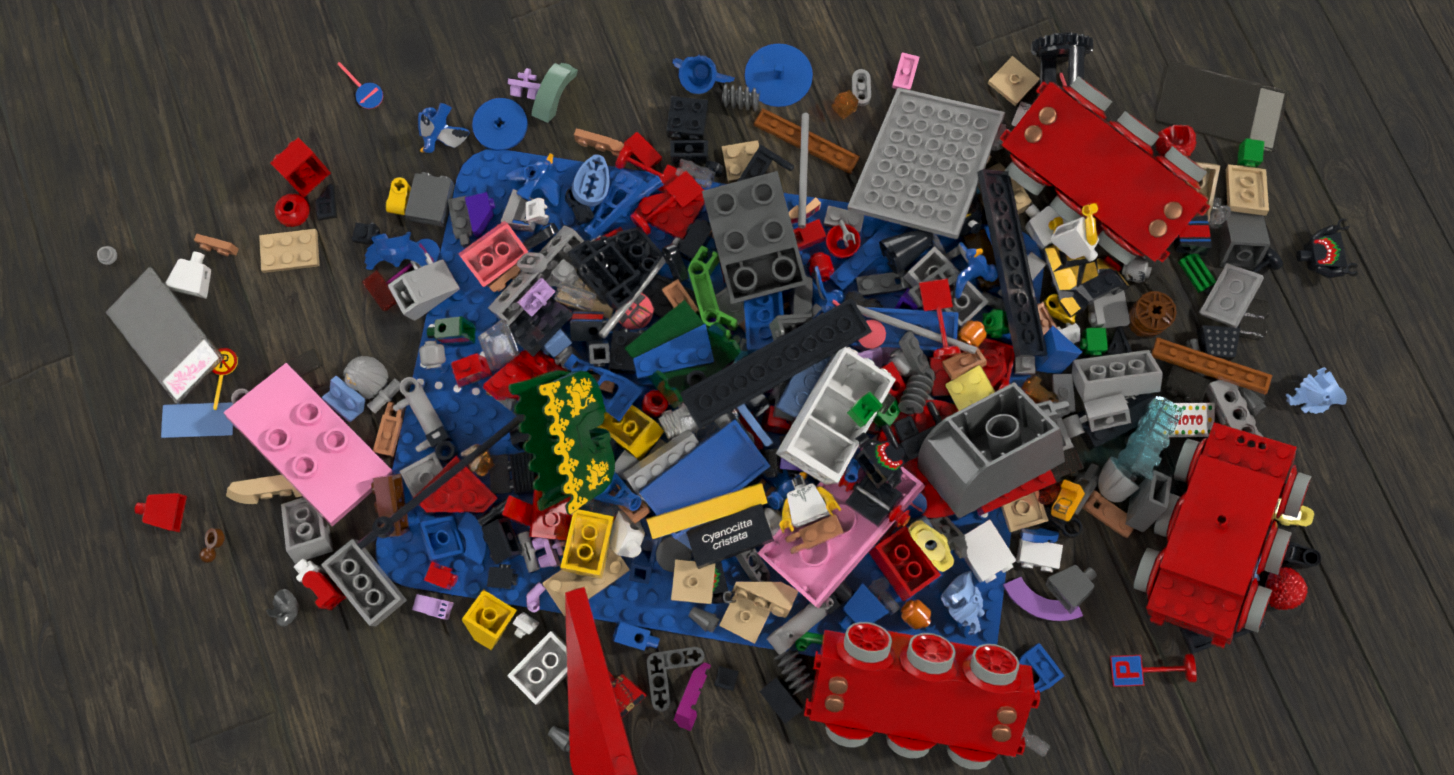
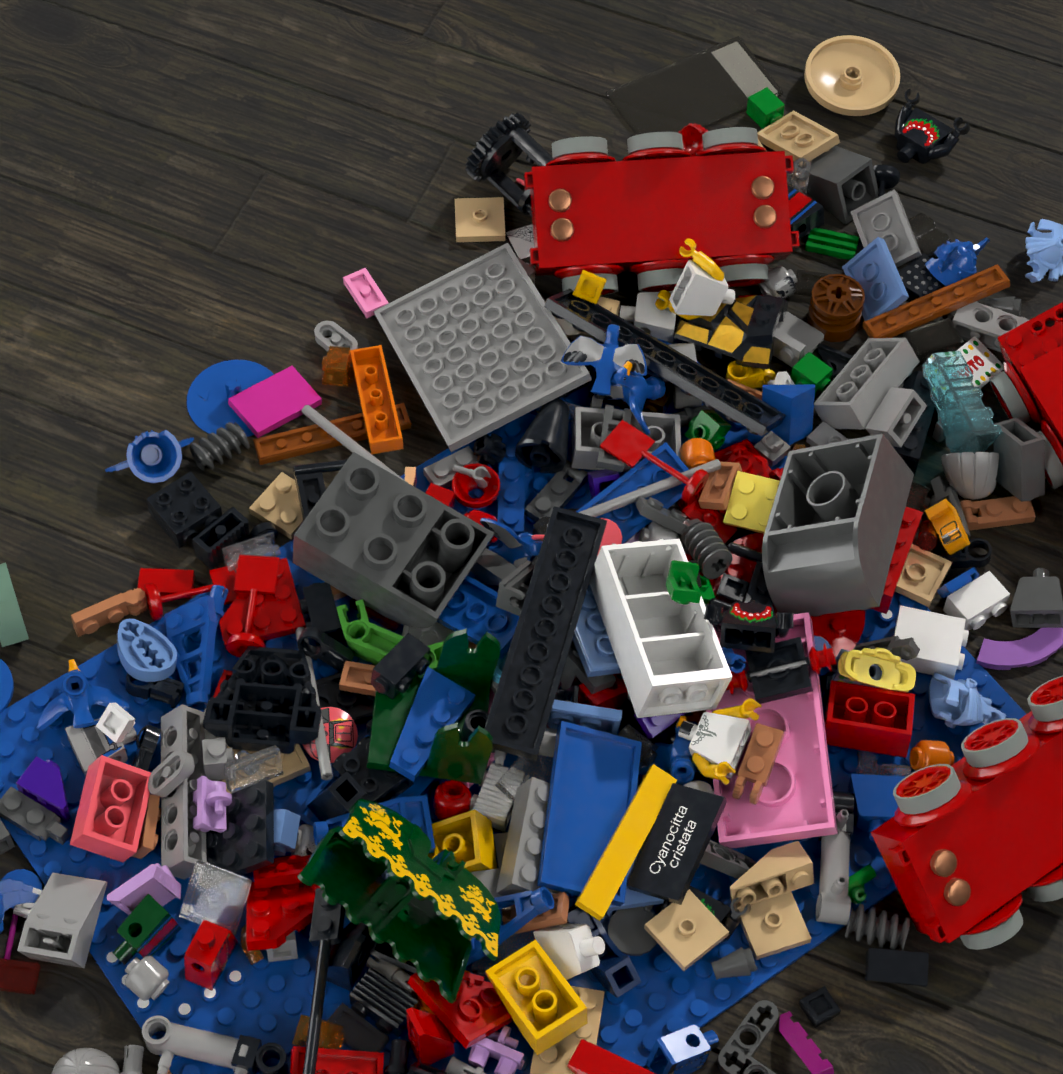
camera: 50 degrees left, 20 degrees down
(475, 314) = (153, 880): none -> lavender slope
(587, 325) = (298, 786): black torso -> none
(690, 311) = (400, 666): none -> black brick
(794, 95) = (274, 401): none -> dark pink tile
(844, 142) = (376, 399): none -> orange piece
(870, 227) = (489, 449): none -> black gear
(976, 234) = (605, 357): none -> animal
(1016, 181) = (589, 287): none -> yellow tile
(1192, 319) = (878, 277): none -> medium blue plate
(1250, 350) = (955, 261): none -> blue helmet
(1326, 177) = (852, 75): none -> tan dish

